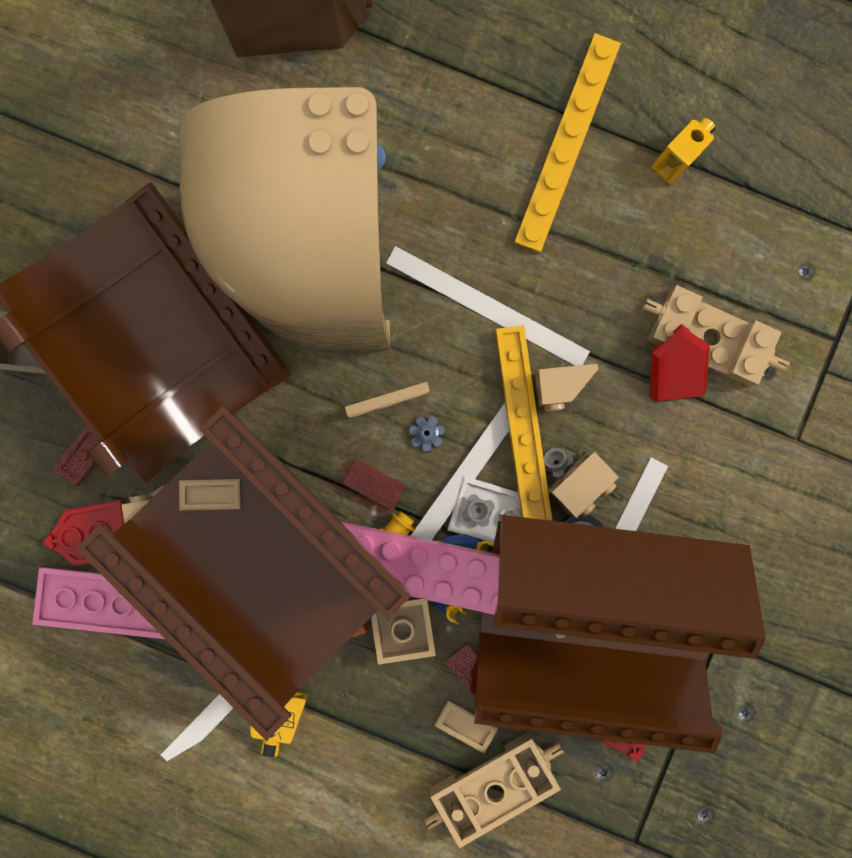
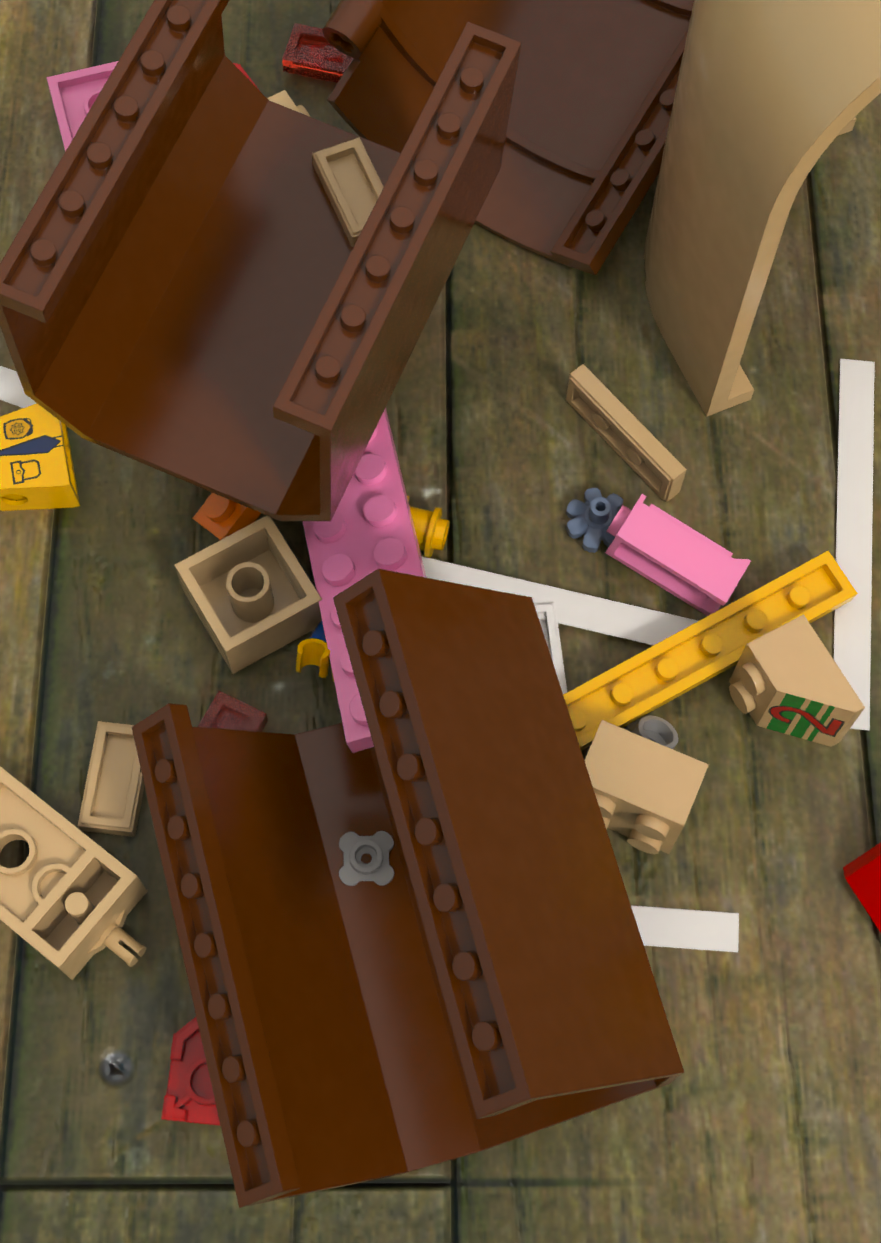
camera: 70 degrees right, 20 degrees down
(374, 484) = (474, 468): clear red plate -> none
(467, 406) = (675, 556): none -> bright pink window

